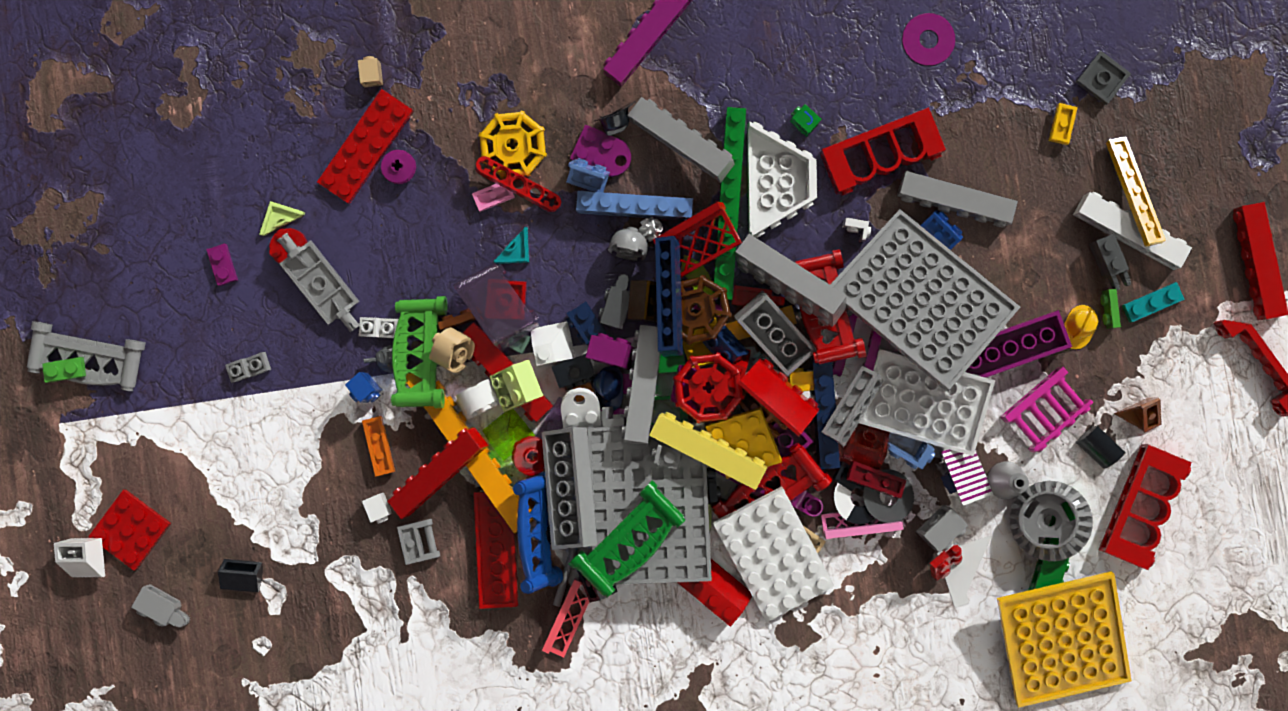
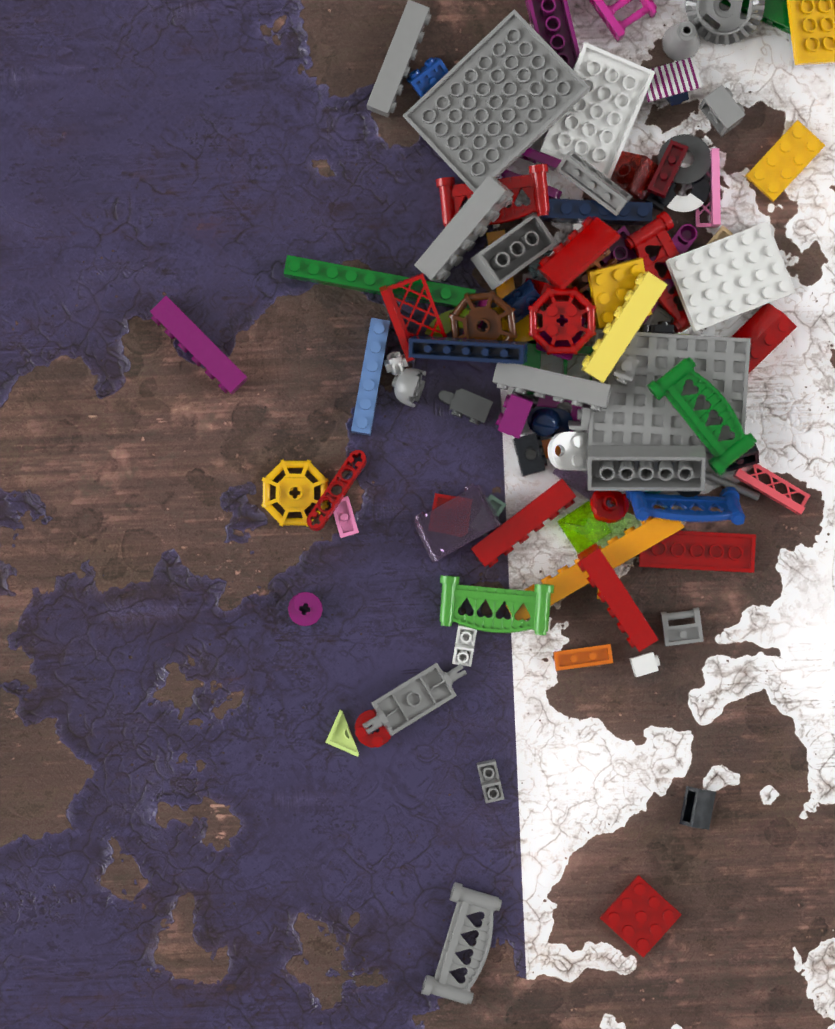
camera: 90 degrees left, 0 degrees up
(64, 370) = (474, 964): bright green plate -> none
(80, 557) = (663, 964): white slope -> none
(160, 607) = (721, 890): light grey hinge -> none
(222, 264) = (384, 797): magenta plate -> none
(363, 388) = (525, 664): blue brick -> none
(365, 146) = (280, 641): red plate -> none
(370, 72) = (205, 627): tan brick -> none
(383, 359) = (496, 643): dark grey piece -> none
(450, 321) = (466, 573): dark orange plate -> none
(451, 349) = (497, 570): tan brick -> none
(477, 399) = (548, 551): white brick -> none
(516, 251) = (402, 500): teal tile -> none
(516, 385) = (539, 511): yellowish green slope -> none
(552, 344) = (499, 473): white slope -> none
(585, 323) = (482, 438): dark blue bracket -> none
(587, 176) = (336, 419): medium blue bracket -> none
(602, 150) = (311, 406): magenta plate -> none
(616, 121) = (282, 385): black piece -> none
(643, 301) = (468, 376): dark brown slope -> none
(681, 139) = (311, 322): light grey brick -> none
(743, 295) = (472, 277): red plate -> none
(778, 179) = (360, 232): white piece -> none
(802, 379) = (561, 229): yellow brick -> none
(805, 119) = (303, 198): green brick -> none
(855, 225) = (414, 161): white bracket -> none
(898, 598) = (785, 160): none -> yellow plate
(922, 456) = (649, 121): medium blue bracket -> none
(925, 133) = (328, 82): red fence -> none
(933, 55) = (237, 84): magenta sticker -> none
(942, 564) = (758, 115): red plate -> none
(963, 574) = (761, 97): white sticker -> none

